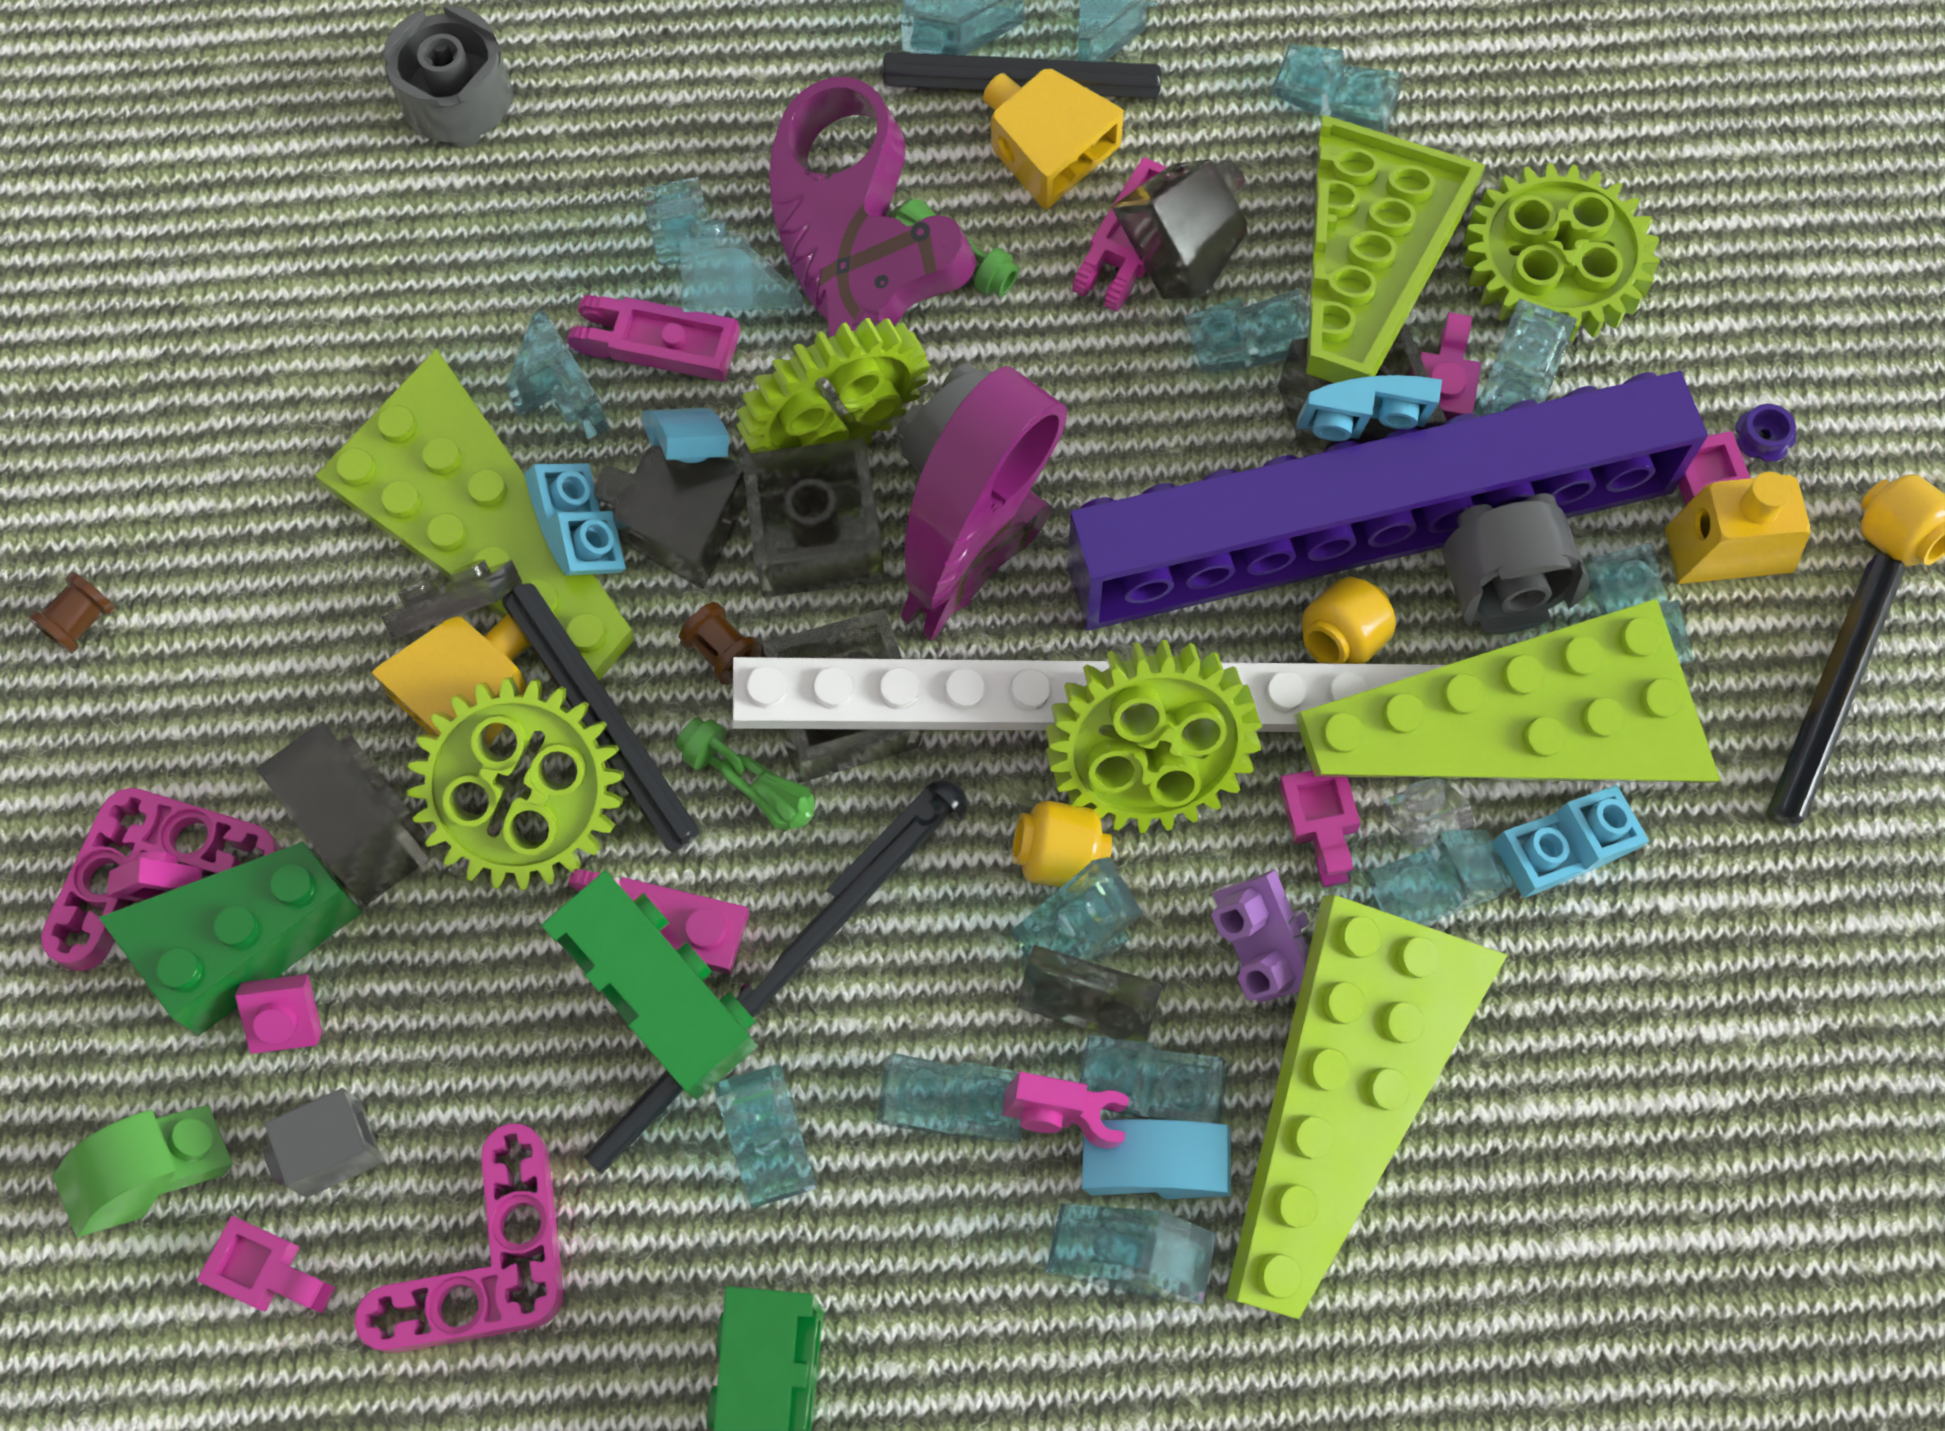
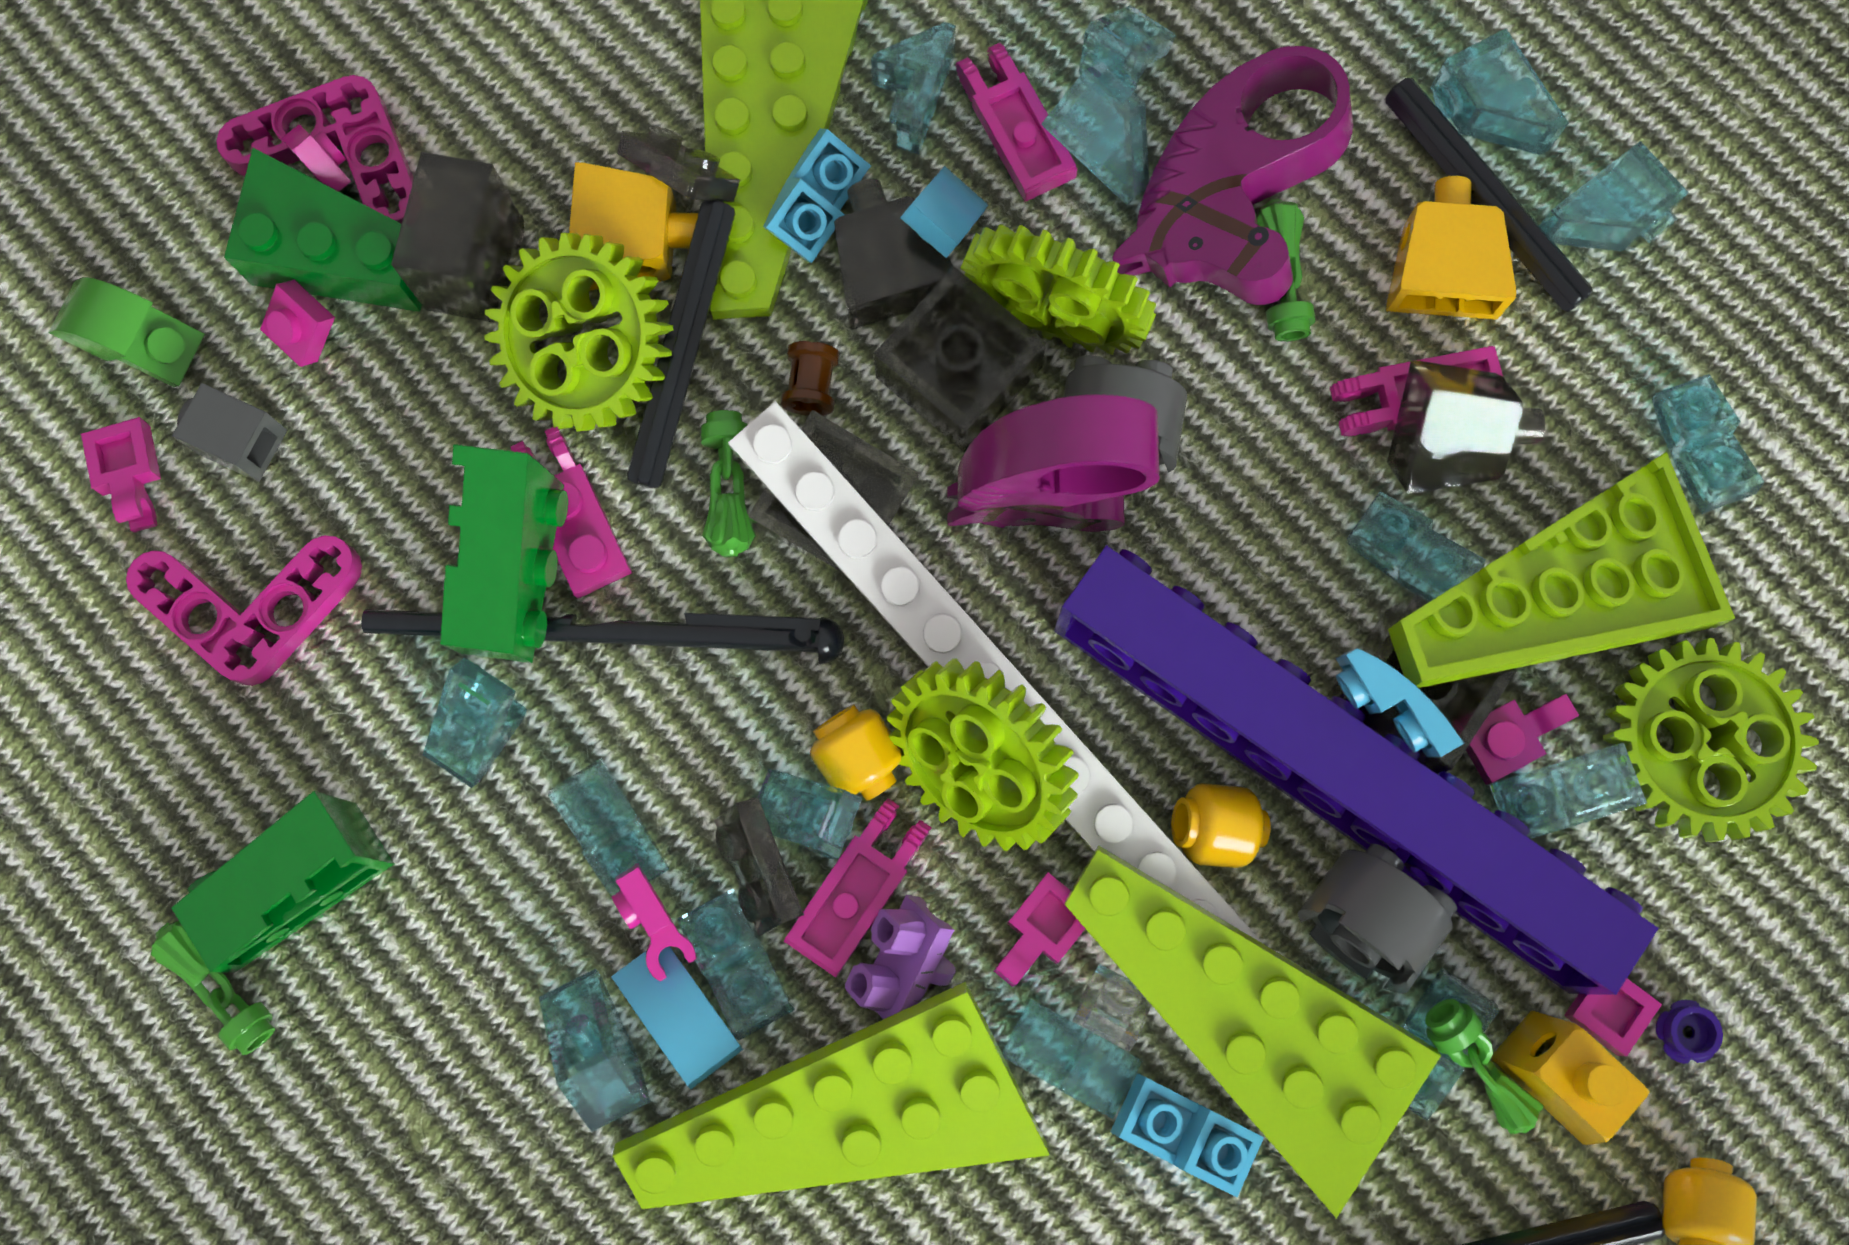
camera: 50 degrees right, 10 degrees up
(1175, 941) = (854, 894): none -> dark pink hinge
(1643, 574) = (1454, 1028): none -> bright green piece

